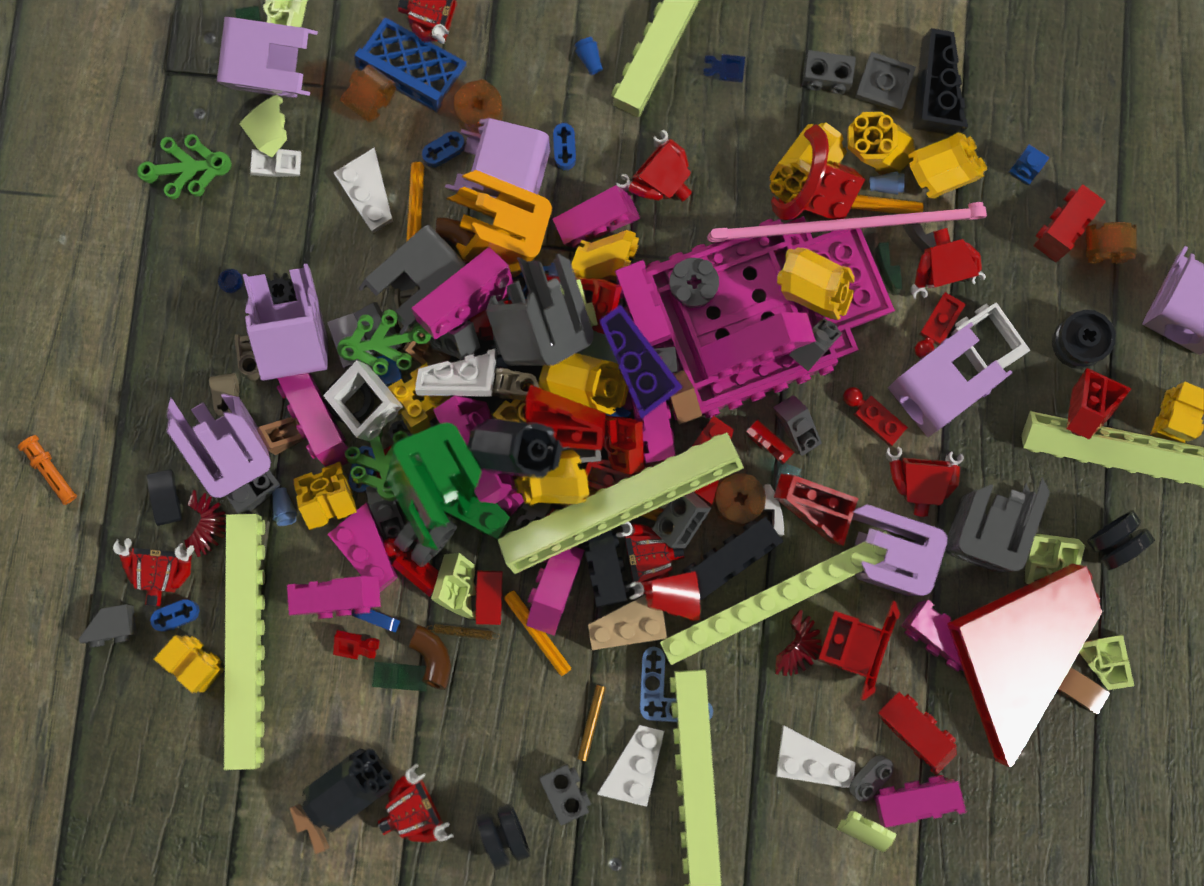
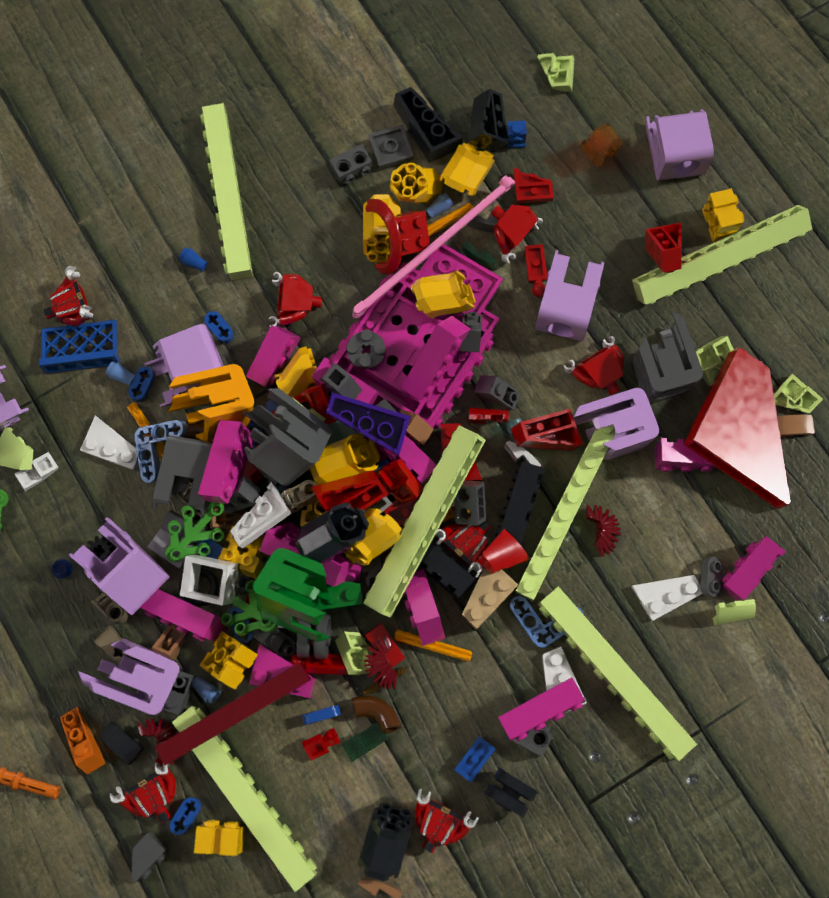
camera: 30 degrees left, 5 degrees down
(127, 468) = (81, 741): none -> orange slope
(290, 552) = (232, 713): none -> dark red tile
(334, 596) = (284, 720): dark pink wedge -> none
(368, 93) = (66, 382): clear orange brick -> none
(406, 217) = (149, 443): none -> medium blue beam
(429, 121) = (119, 373): none -> medium blue cone
(468, 612) = (380, 665): none -> dark red hair
(476, 95) = (137, 338): clear orange brick -> none
(493, 776) = (474, 759): none -> blue plate
(591, 723) = (510, 676): pearl gold bar -> none
(595, 779) = (542, 709): none -> dark pink wedge
(639, 299) = (340, 382): none -> dark grey slope
(729, 67) = (287, 205): clear blue plate -> none
(747, 487) = (493, 454): clear orange brick -> none
(858, 646) = (640, 500): red piece -> none
(875, 416) = (540, 352): red plate -> none
(919, 731) = (717, 525): red wedge -> none
(1000, 235) = (532, 188): none -> red wing
(1005, 327) = (577, 241): white window -> none
(1008, 129) = (488, 122): none -> black wedge
(1068, 222) = (567, 151): red wedge -> none
(1083, 339) = (630, 214): black wheel -> none
(1122, 543) = (746, 316): black wheel -> none
(1129, 127) = (558, 71): none -> yellowish green slope

